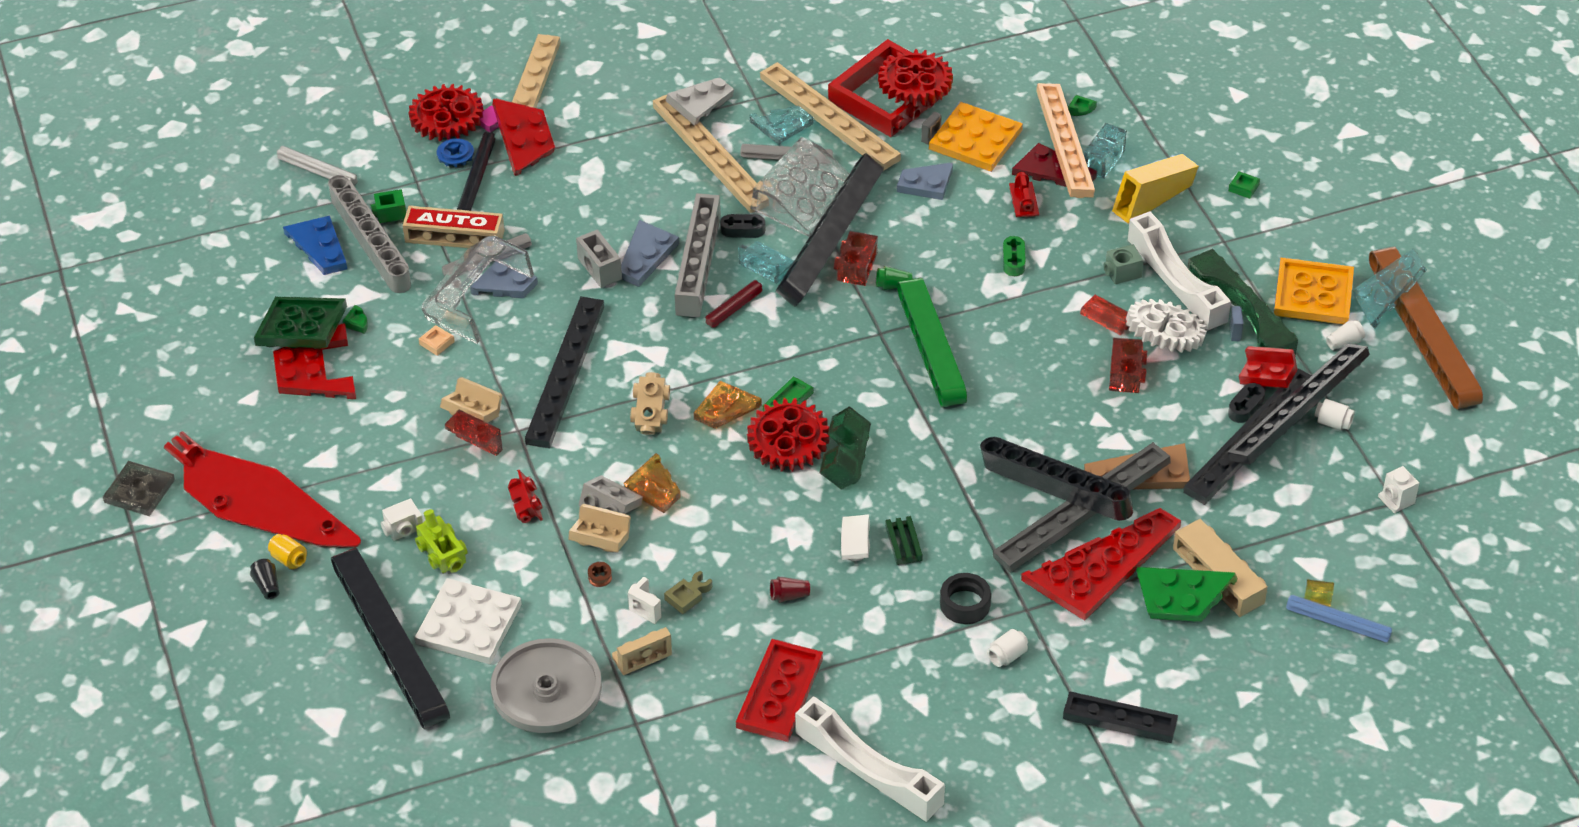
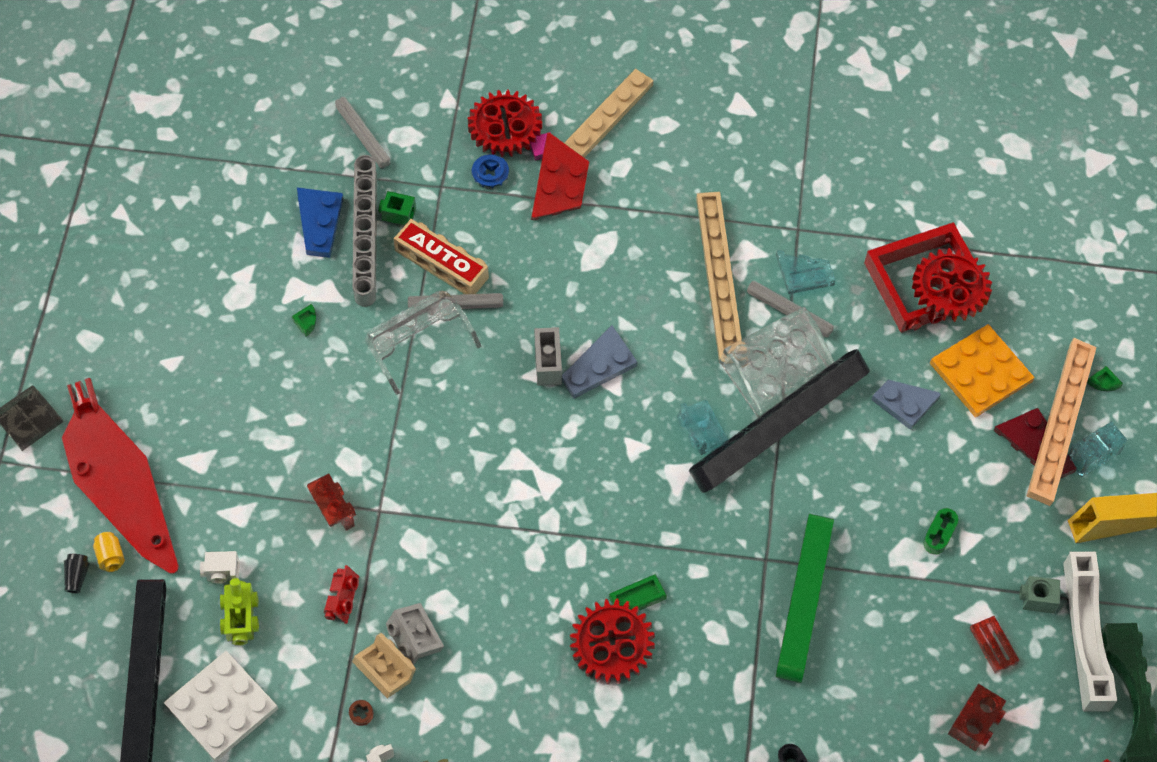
camera: 25 degrees right, 15 degrees up
(300, 322) = (251, 304): dark green plate -> none
(303, 370) = (232, 350): red wing -> none
(436, 340) = (361, 376): light nougat tile -> none
(474, 400) = (351, 466): tan bracket -> none
(477, 171) = (496, 204): black axle -> none
(504, 282) = (453, 339): sand blue wing -> none
(564, 372) = (453, 467): black plate -> none
(650, 396) = (507, 540): tan brick -> none
(654, 484) = (462, 636): clear orange wing -> none
(697, 255) = (639, 394): light grey brick -> none
(700, 98) = (740, 211): light grey wing -> none
(725, 405) = (574, 577): clear orange wing -> none
(733, 303) = (647, 462): dark red axle -> none
(742, 225) = (704, 374): black beam -> none
(829, 115) = (854, 286): tan plate -> none
(844, 462) = (669, 672): clear green arch -> none
(856, 258) = (791, 467): clear red brick -> none
(888, 277) = (806, 503): green cone -> none
(930, 127) = (941, 343): dark grey tile -> none
(1023, 196) = (988, 466): red hinge -> none
(1181, 331) = (1054, 707): white gear -> none
(1236, 323) = (1114, 720): sand blue tile -> none

